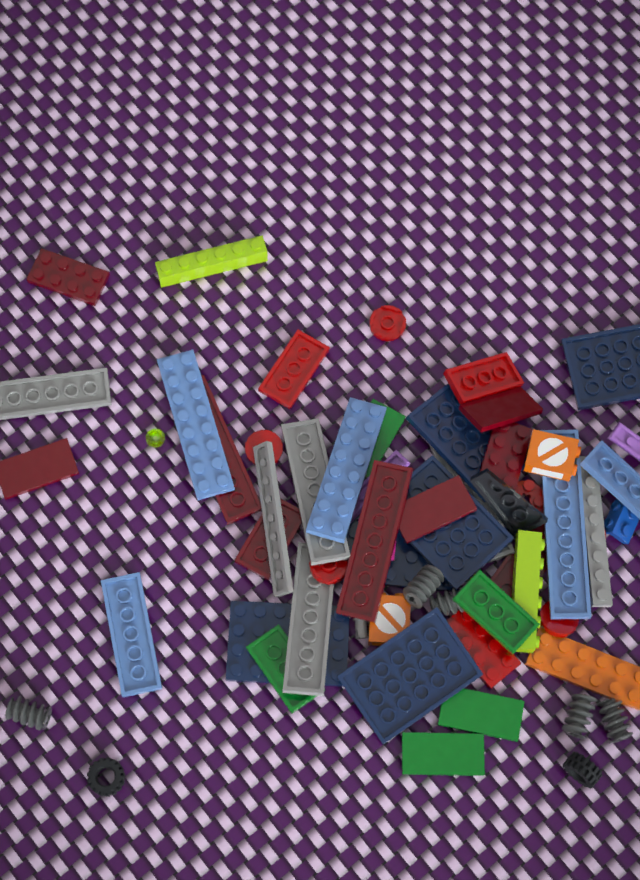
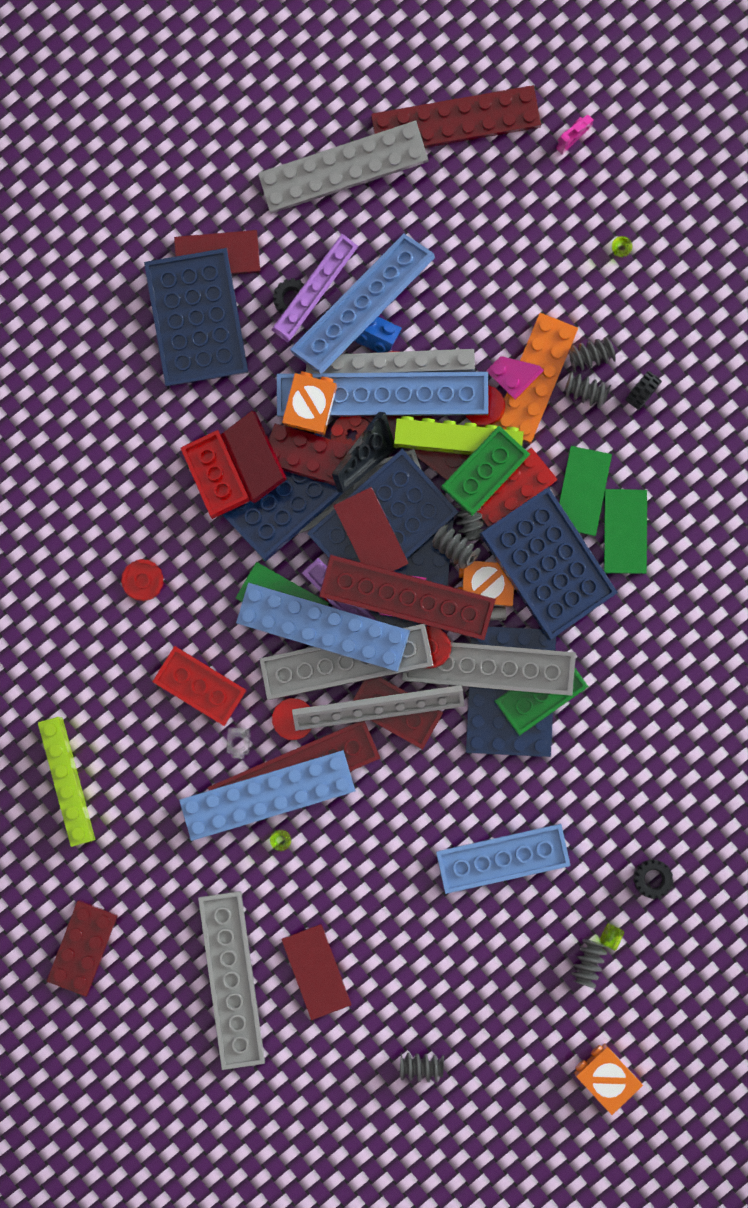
camera: 85 degrees left, 15 degrees up
(53, 736) = (611, 936): none -> clear neon green slope
(248, 407) = (234, 733): none -> clear brick
(589, 645) = (513, 374): none -> dark pink wing

